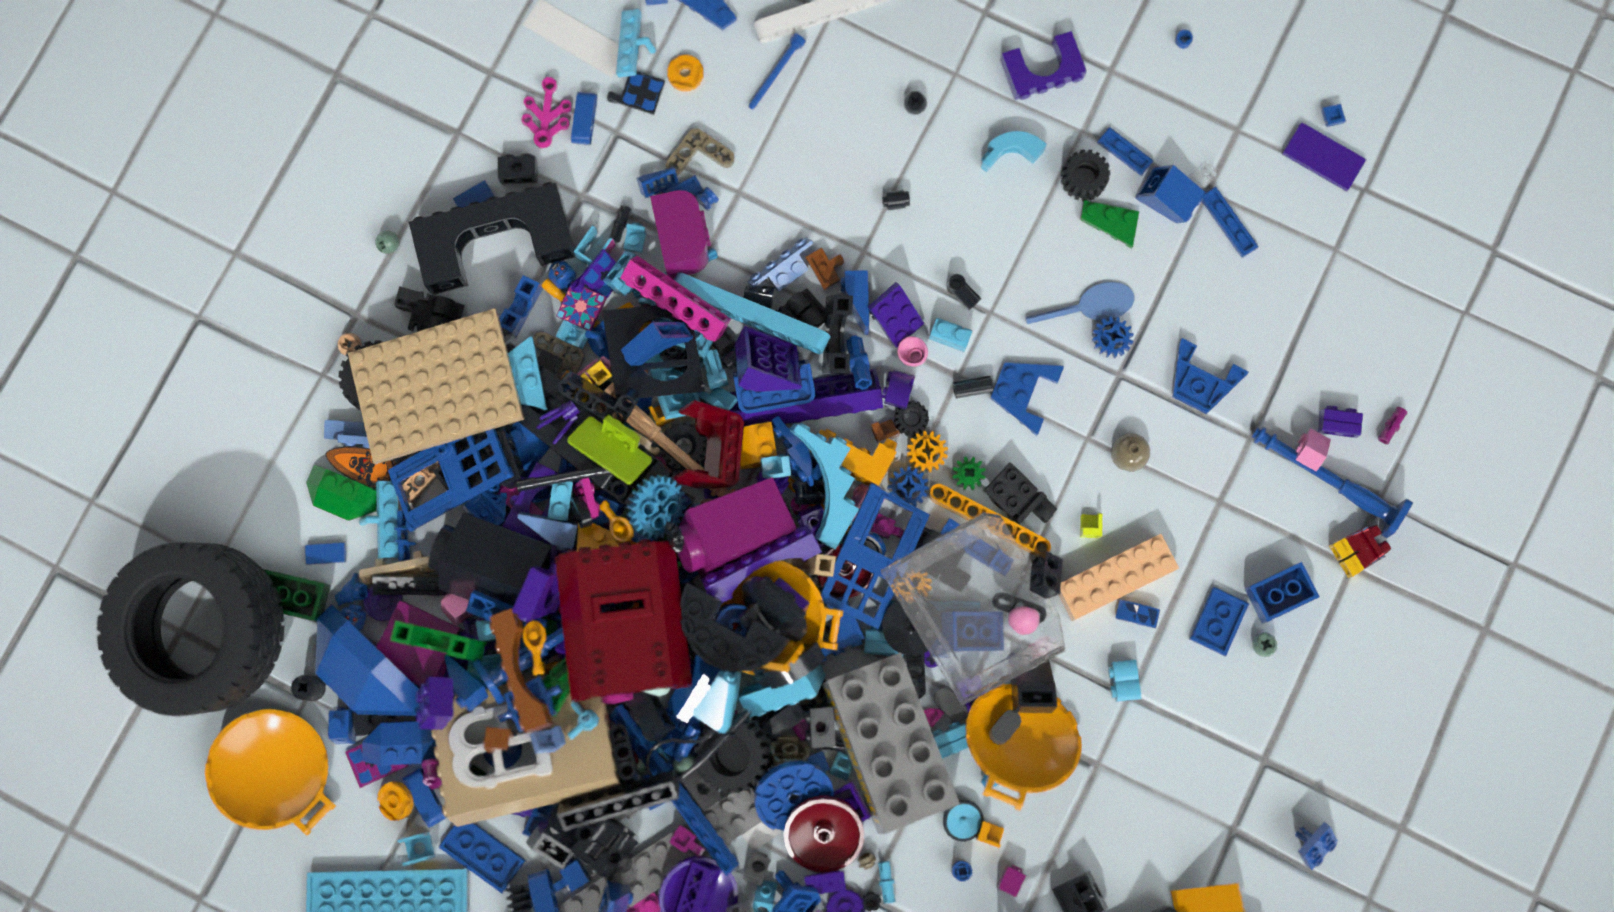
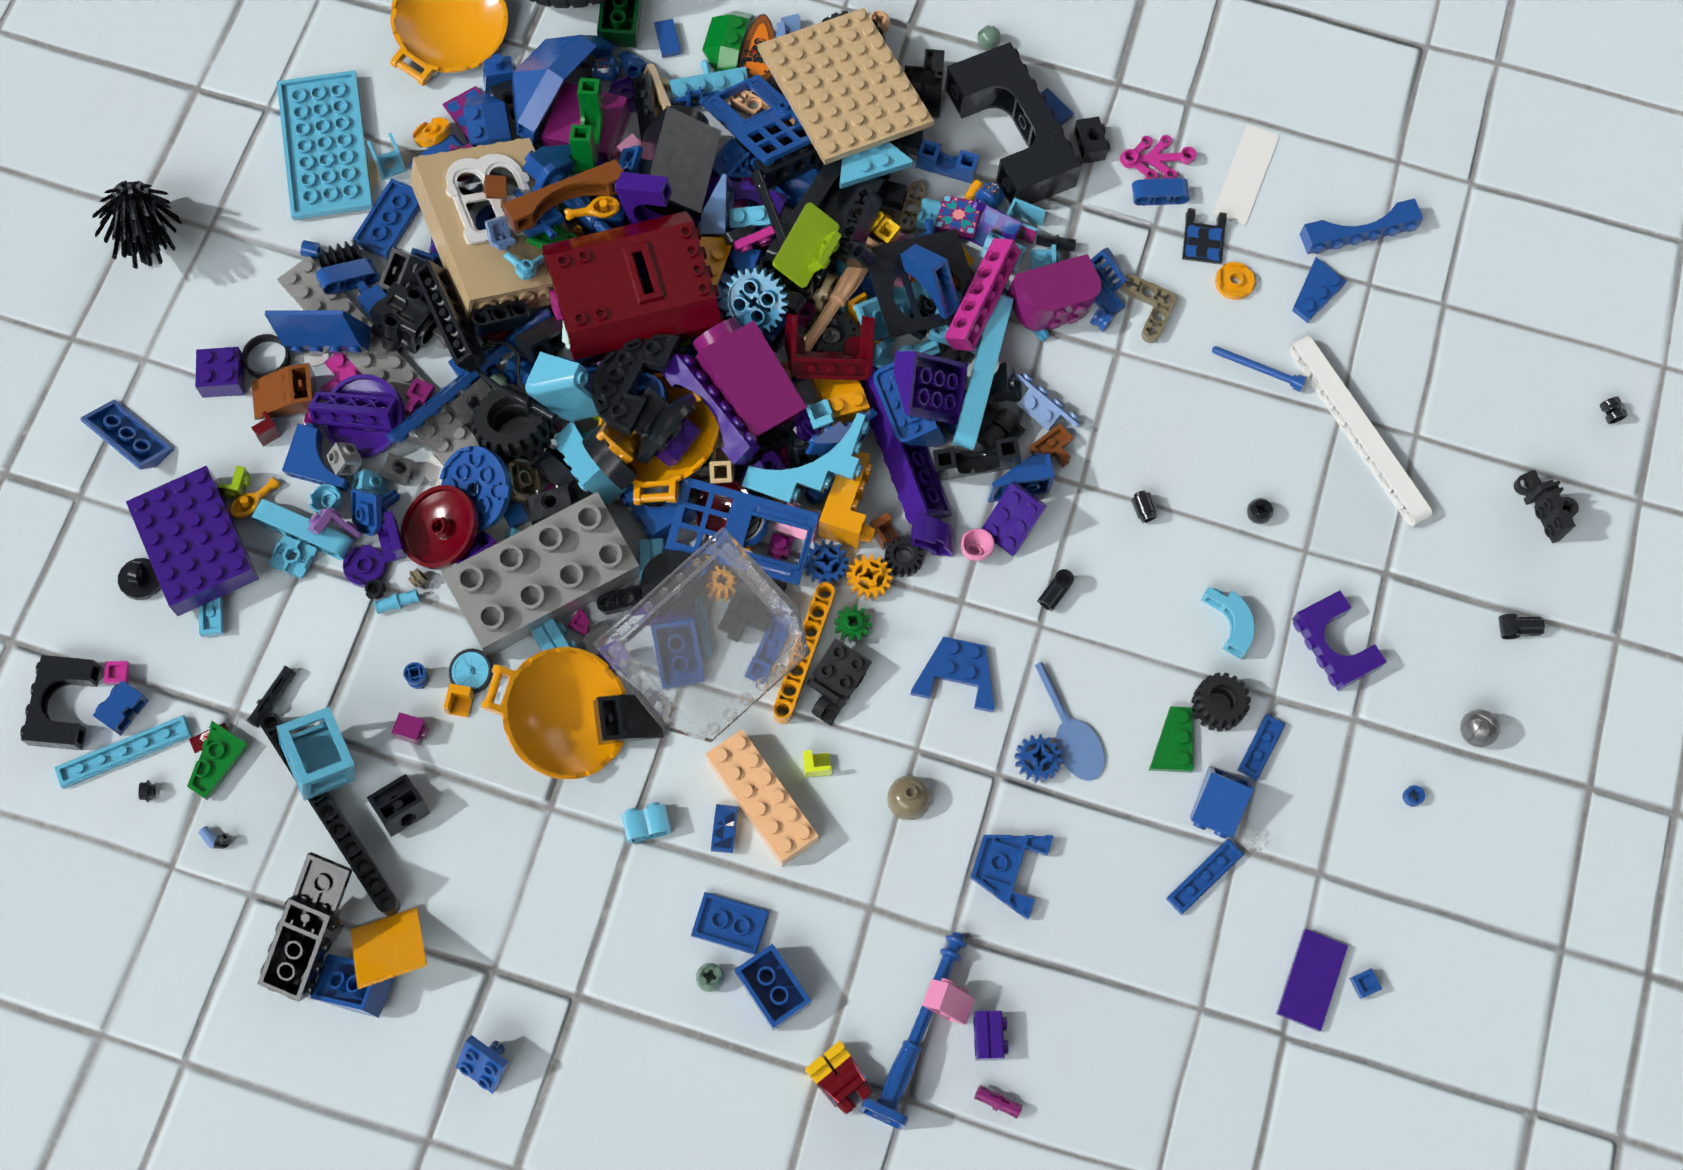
camera: 75 degrees right, 10 degrees down
(308, 688) = (530, 35): black piece -> none
(435, 703) = (525, 131): dark purple brick -> none
(567, 410) = (840, 204): dark purple plant -> none
(619, 526) = (724, 270): light orange piece -> none
(629, 43) = (1252, 218): medium azure plate -> none
(674, 536) = (724, 314): black gear -> none
(691, 733) = (509, 375): blue cylinder -> none
(859, 362) = (953, 489): blue piece -> none
(950, 334) = (1004, 582): medium azure brick -> none
(972, 387) = (951, 615): black axle -> none
(1005, 727) = (575, 694): dark grey tile -> none
(1006, 608) = (702, 708): black beam -> none
(1024, 620) = (695, 696): bright pink piece -> none
(1046, 574) = (749, 718): black brick -> none

